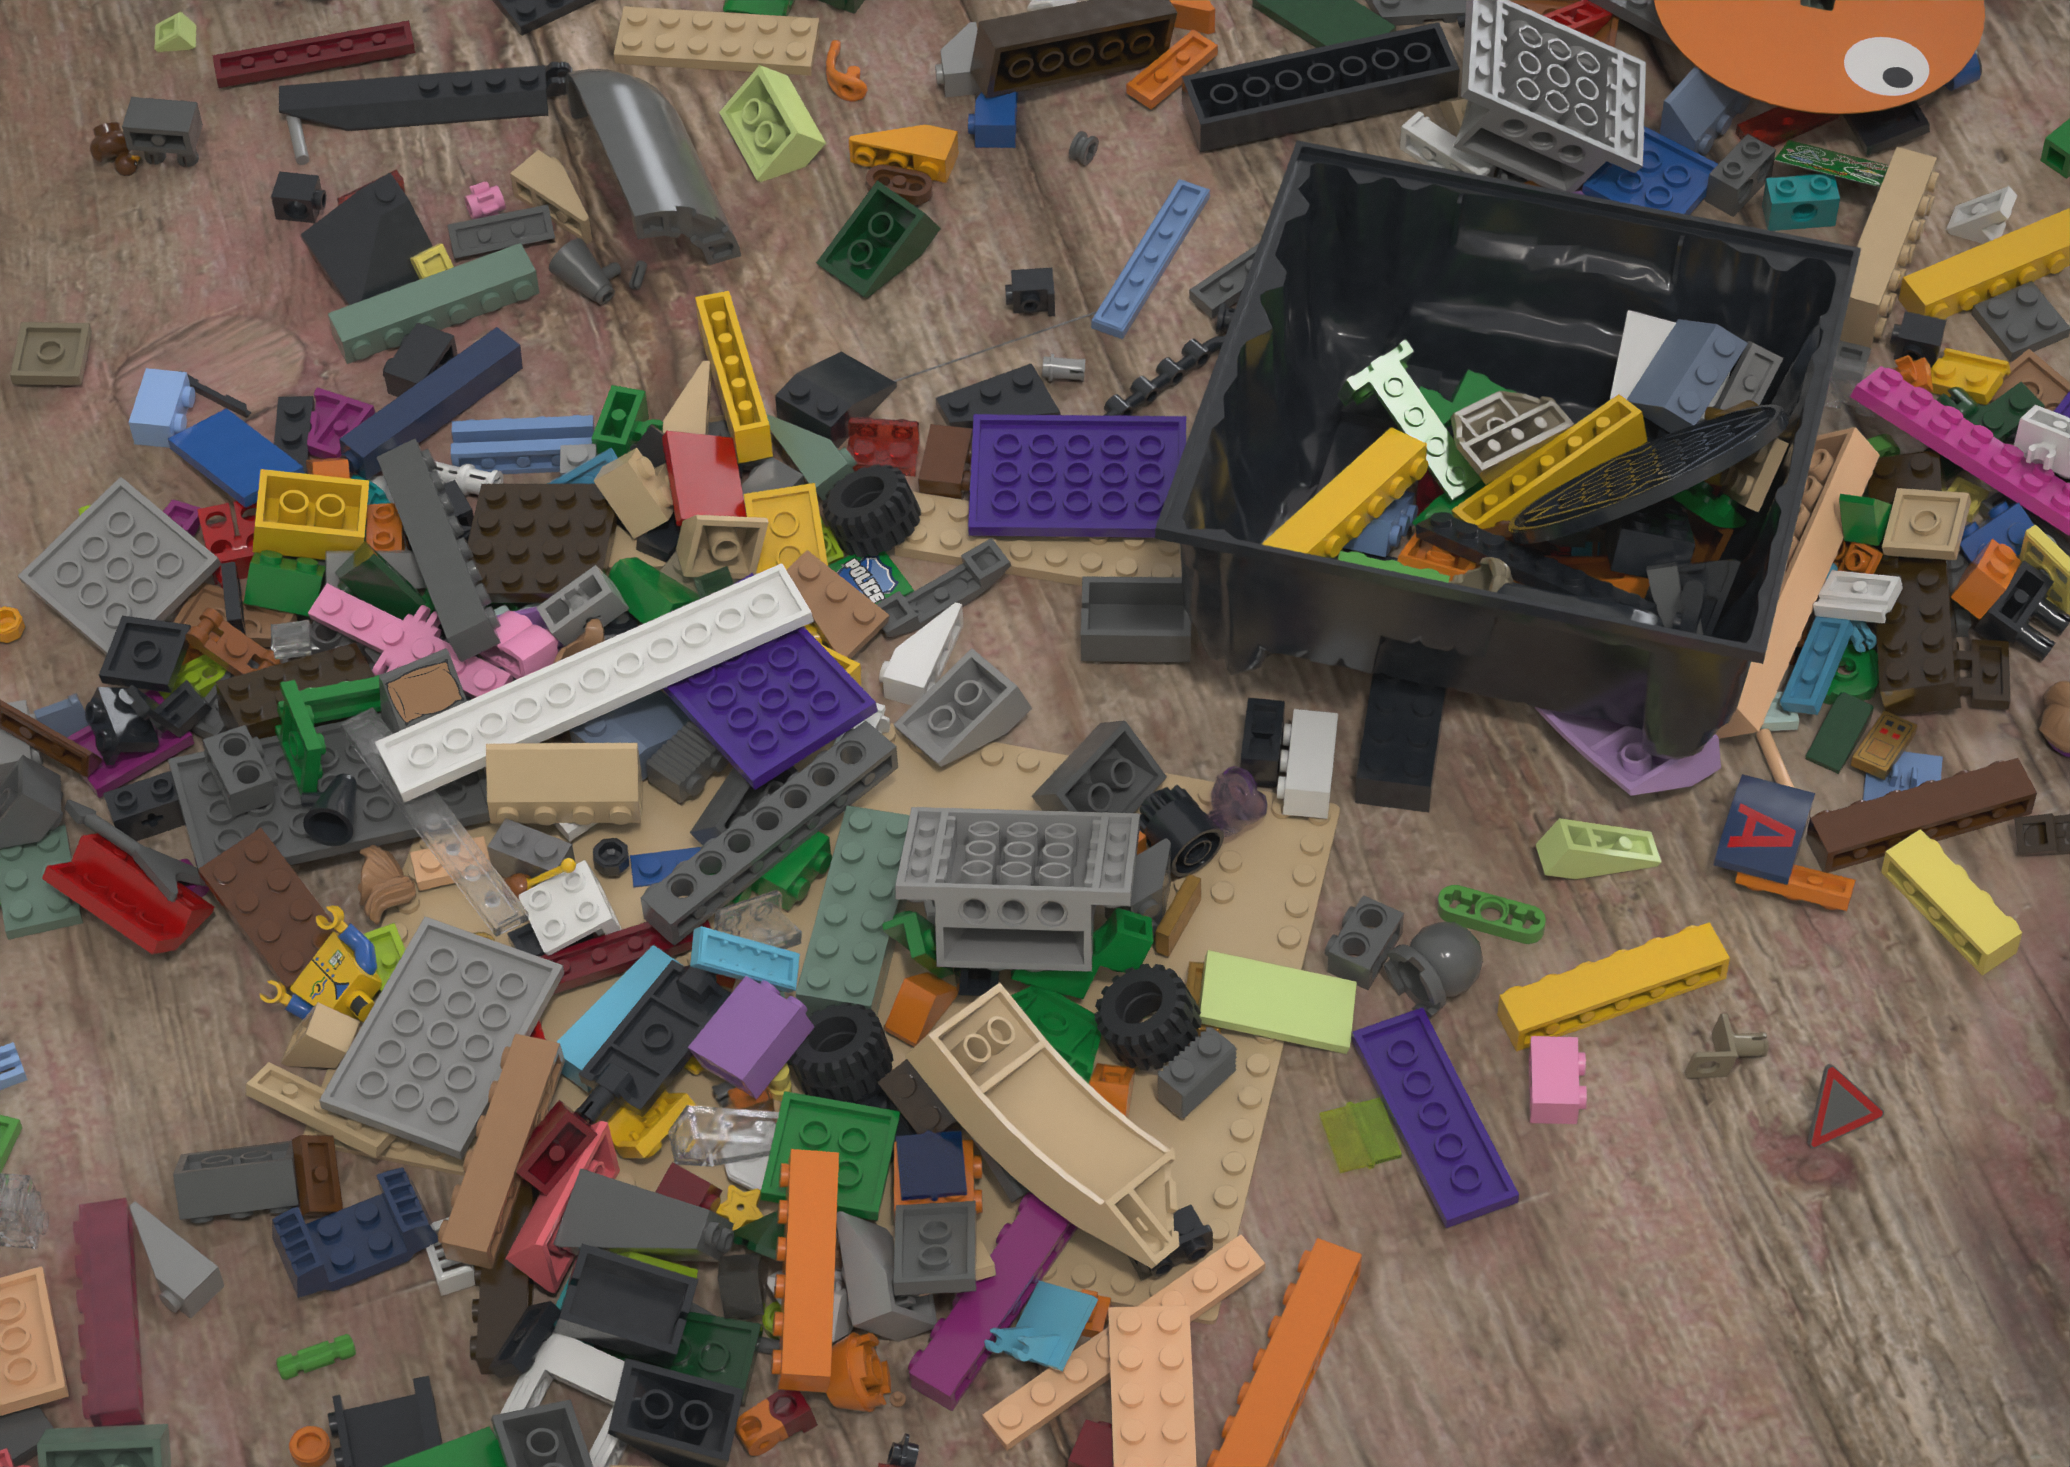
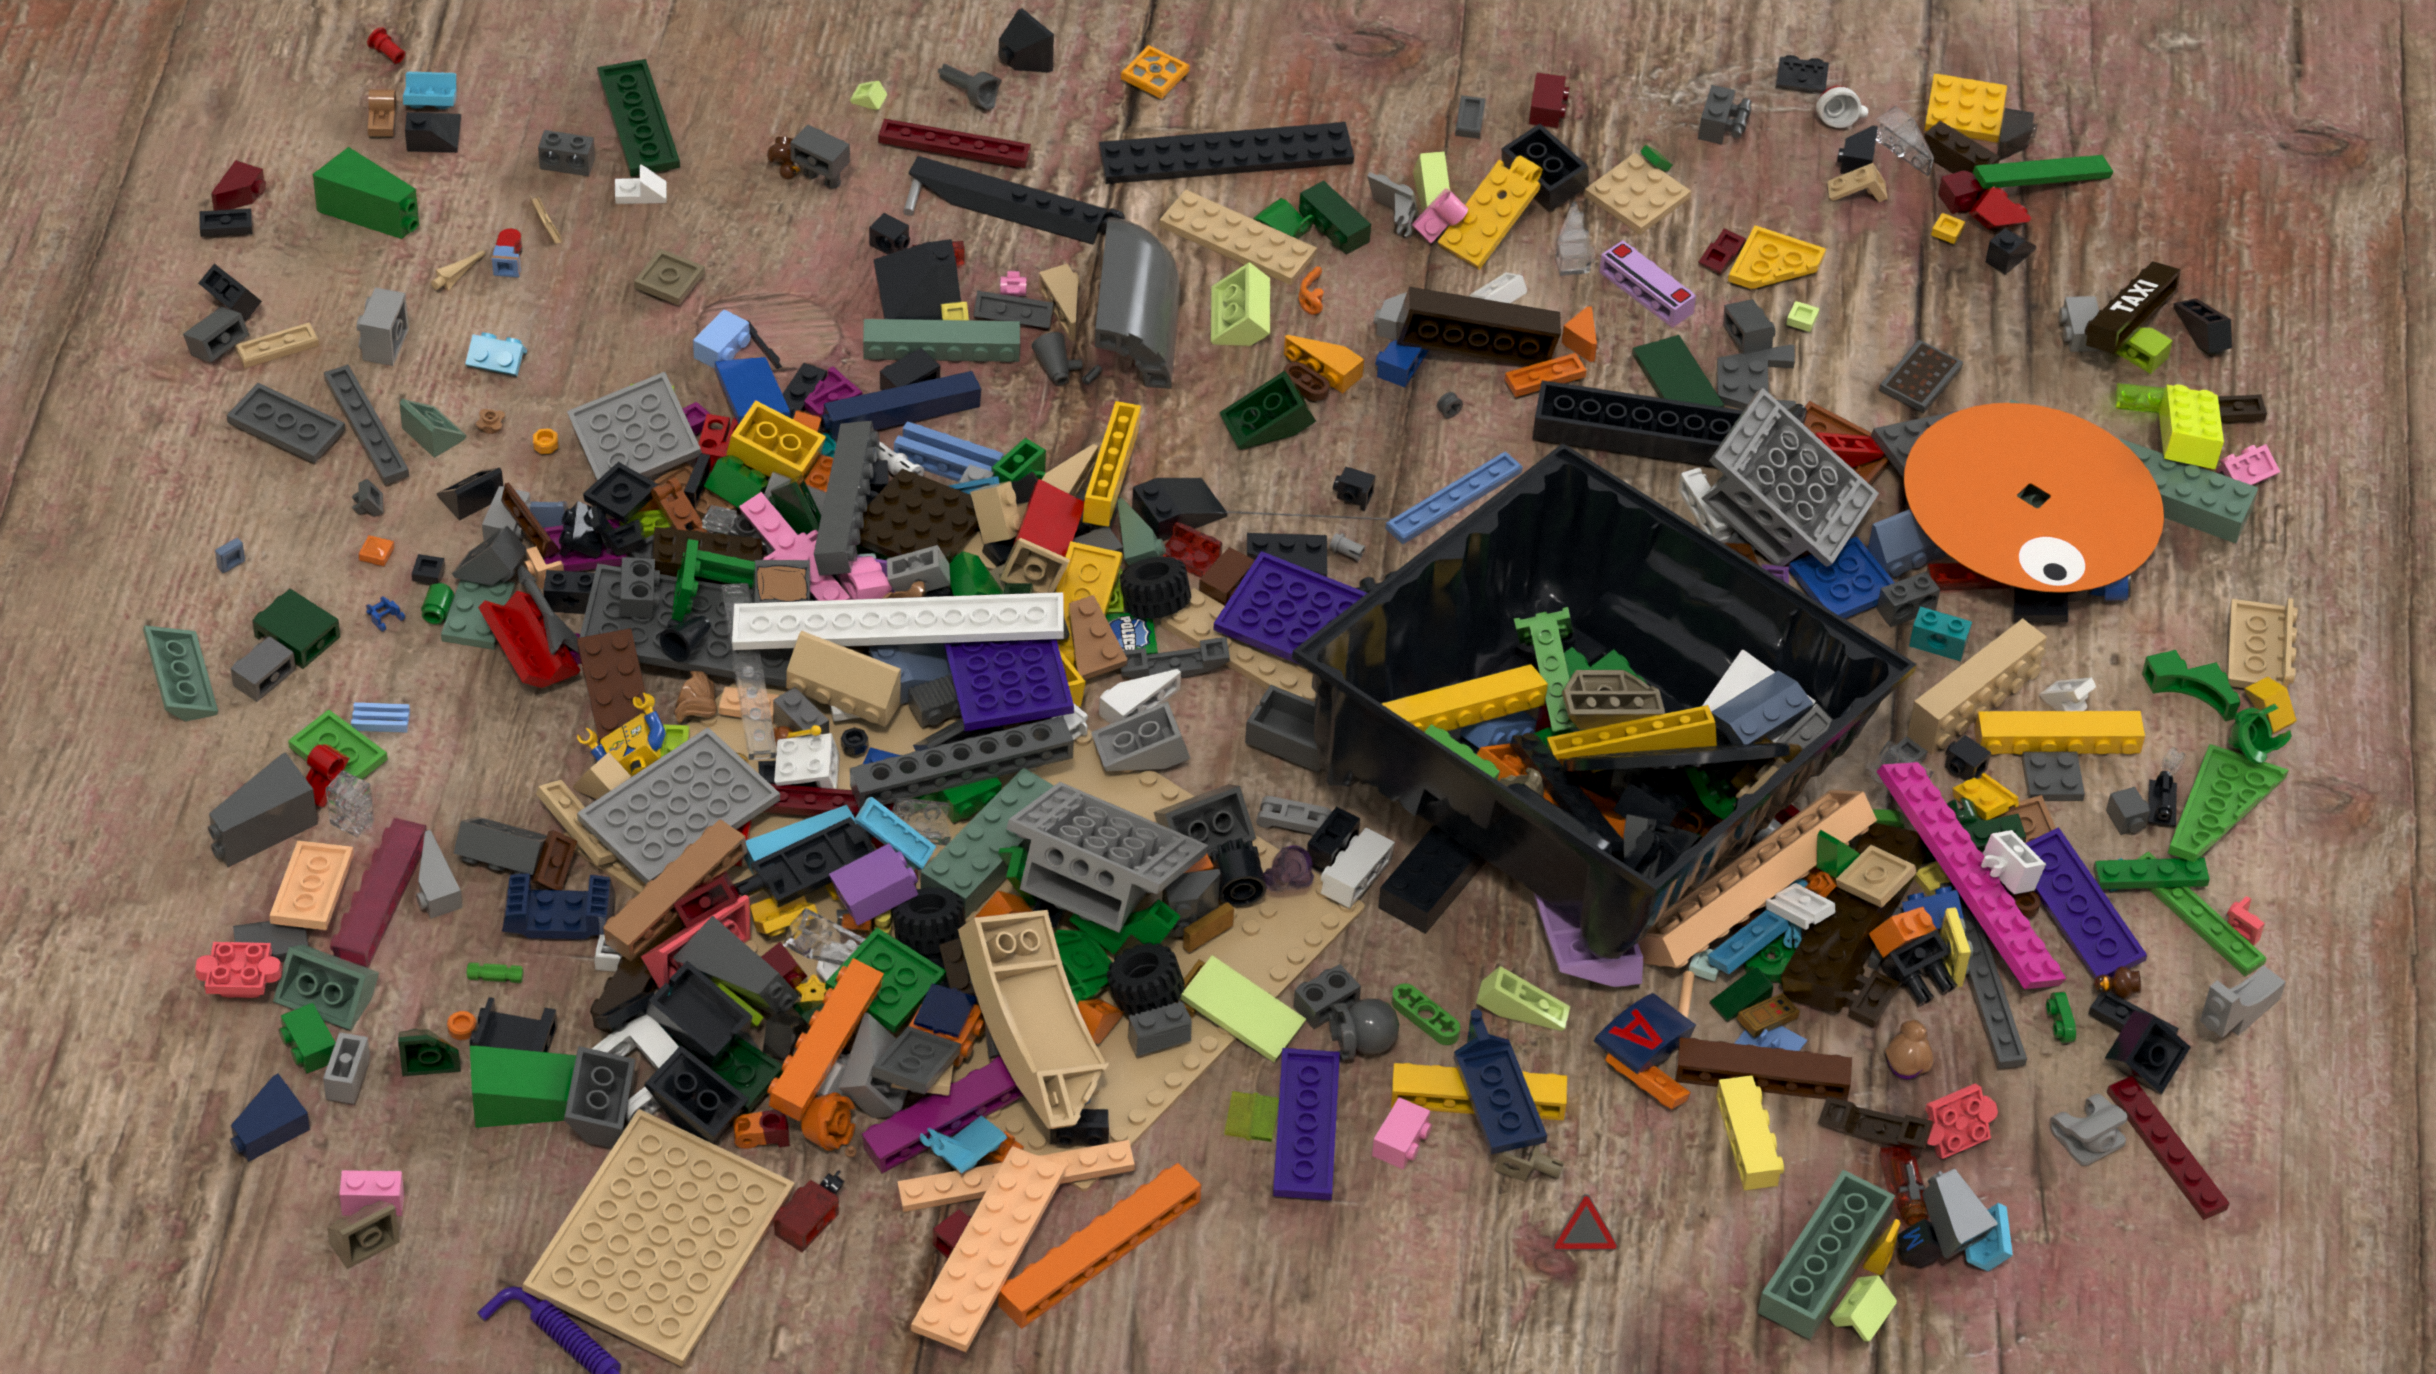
camera: 20 degrees right, 5 degrees down
(86, 793) = (537, 566): none -> light nougat bracket
(1193, 729) = (1292, 814): none -> light grey plate
(1645, 976) = (1498, 1090): none -> dark blue hinge
(1833, 163) = (1975, 612): green sticker -> none
(1915, 372) = (1947, 781): orange tile -> none

